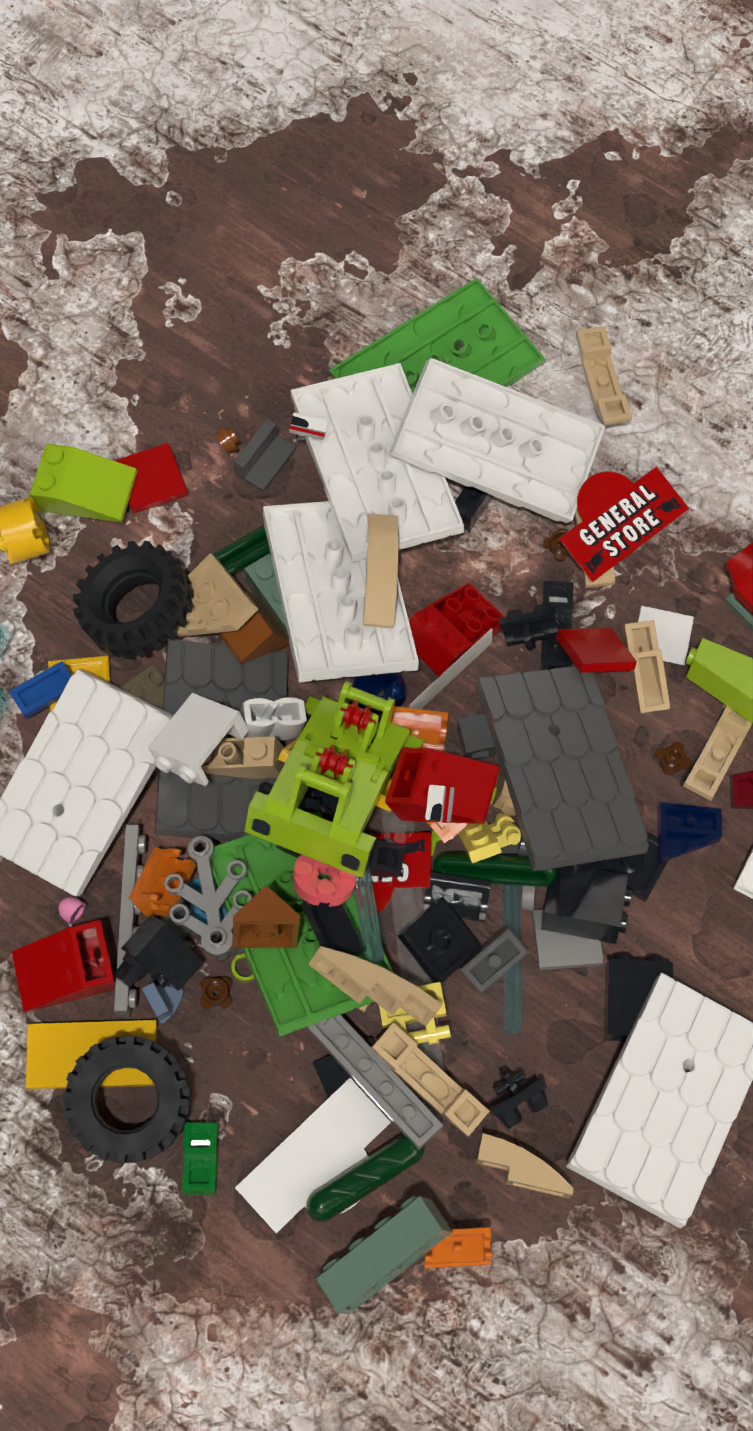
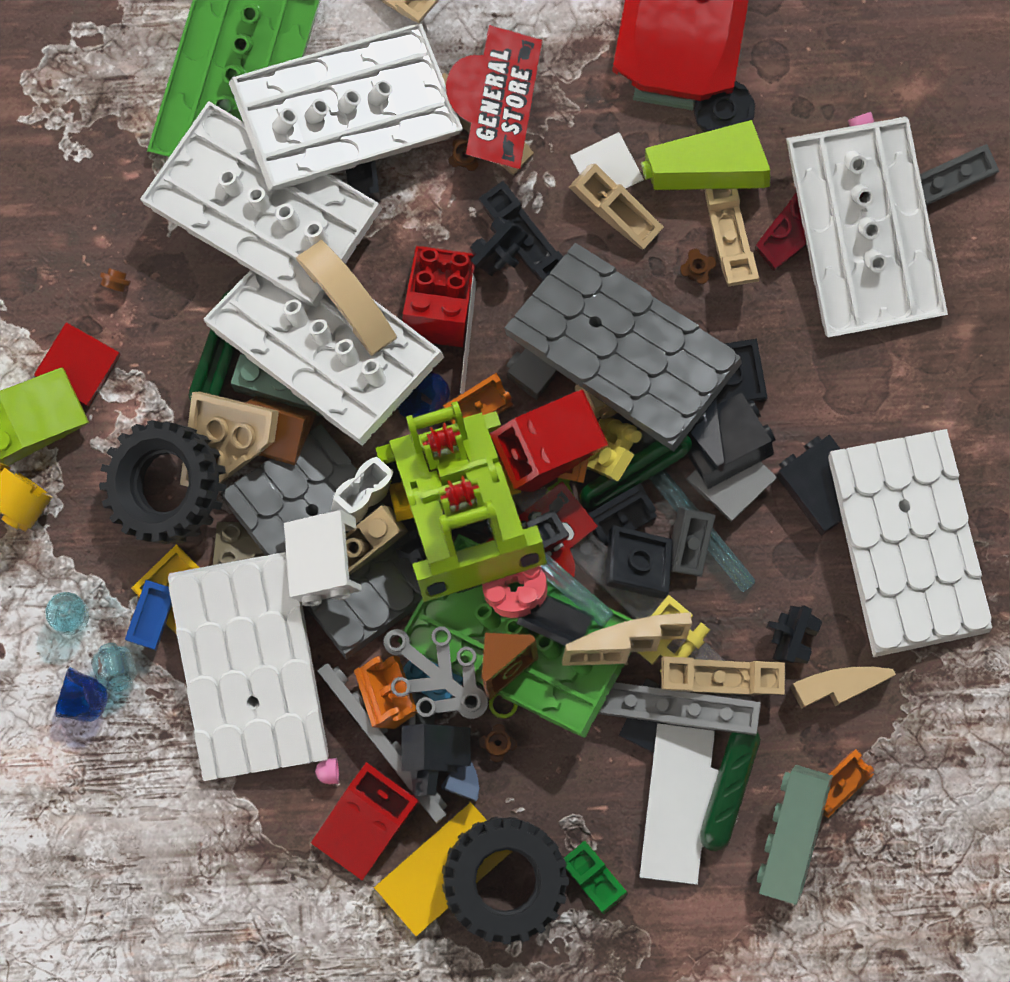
camera: 40 degrees left, 10 degrees up
(263, 457) = (158, 271): dark grey panel -> none
(308, 426) = (182, 219): sticker -> none
(439, 803) = (561, 457): sticker -> none
(528, 898) = (678, 472): light grey tile -> none
(596, 650) = (569, 225): red tile -> none
(686, 829) = (754, 317): clear blue wing -> none

